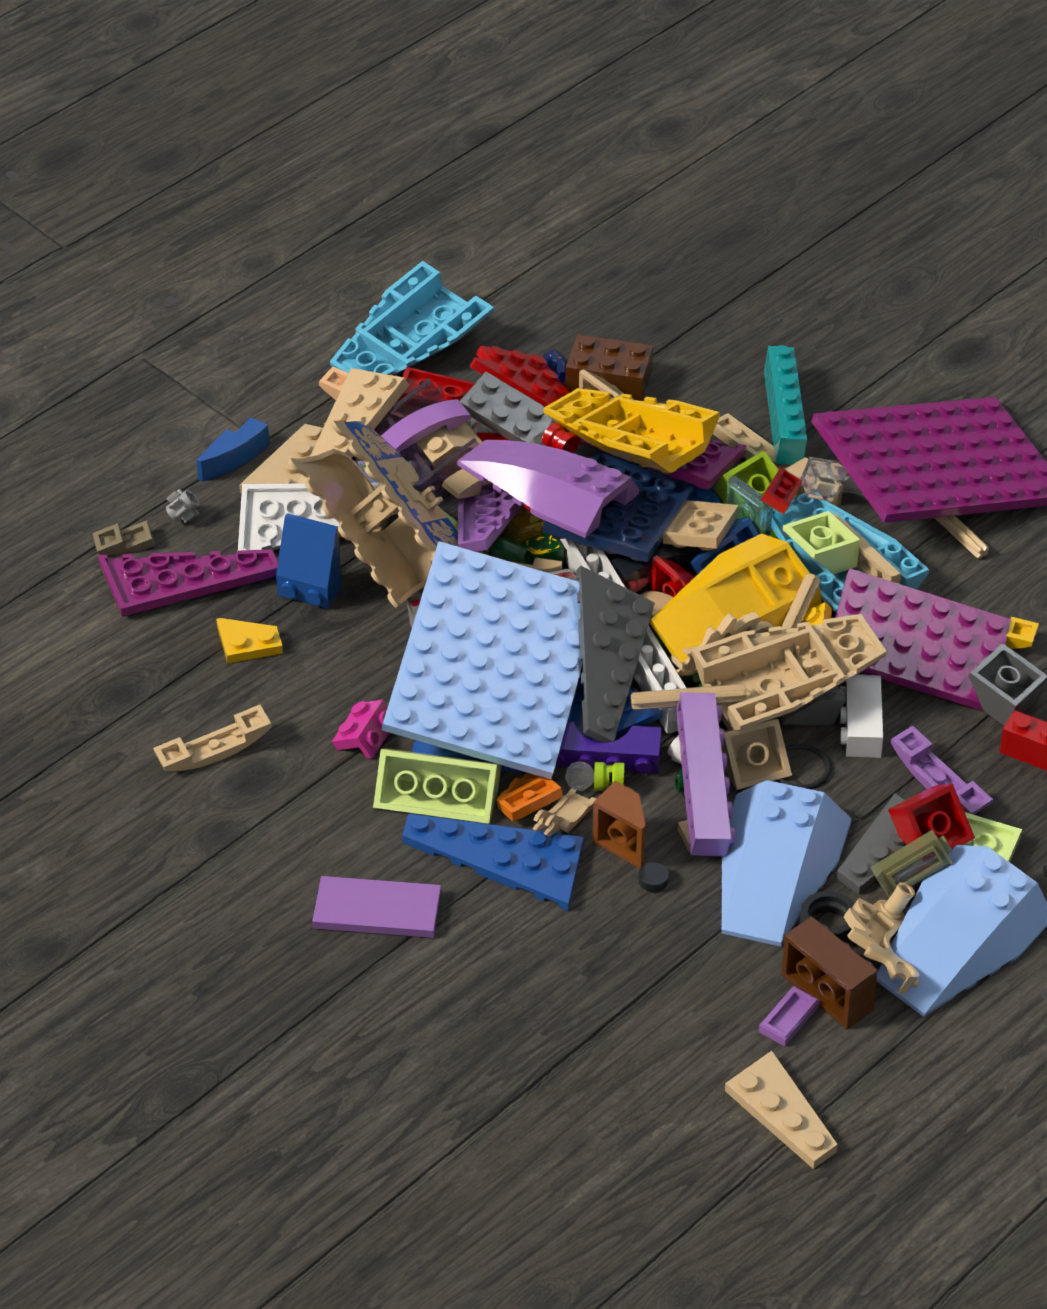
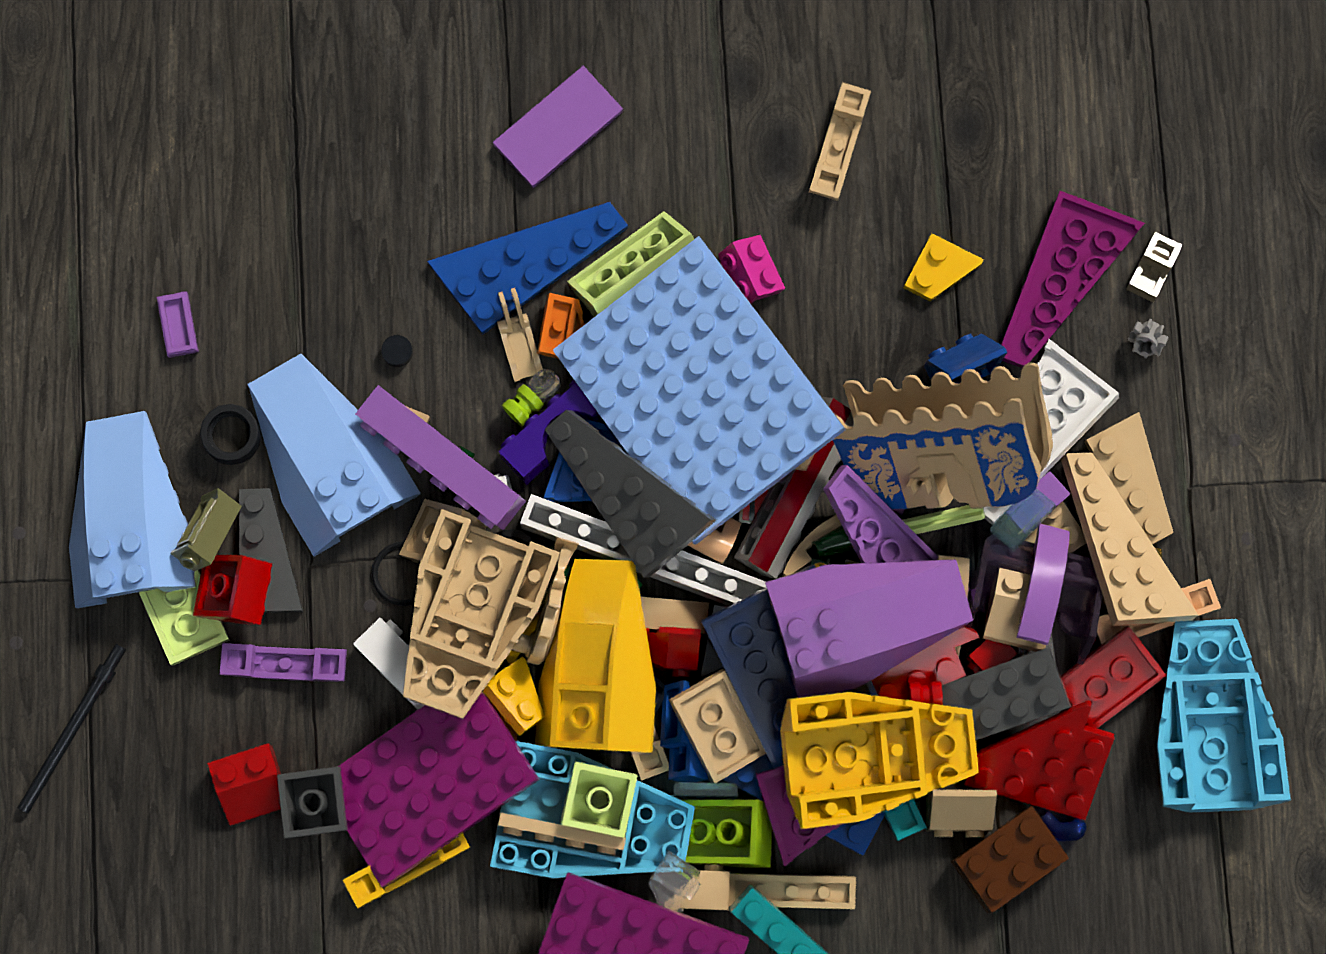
camera: 125 degrees right, 35 degrees up
(233, 449) = (1189, 441): blue slope -> none
(620, 823) = (453, 357): dark orange slope -> none
(670, 698) = (522, 514): tan axle -> none
(781, 490) = (688, 825): red tile -> none
(781, 1107) = (108, 240): tan wing -> none
(801, 601) = (538, 699): tan axle -> none
(829, 971) = (170, 371): reddish brown brick -> none
(876, 925) = (174, 438): tan animal -> none

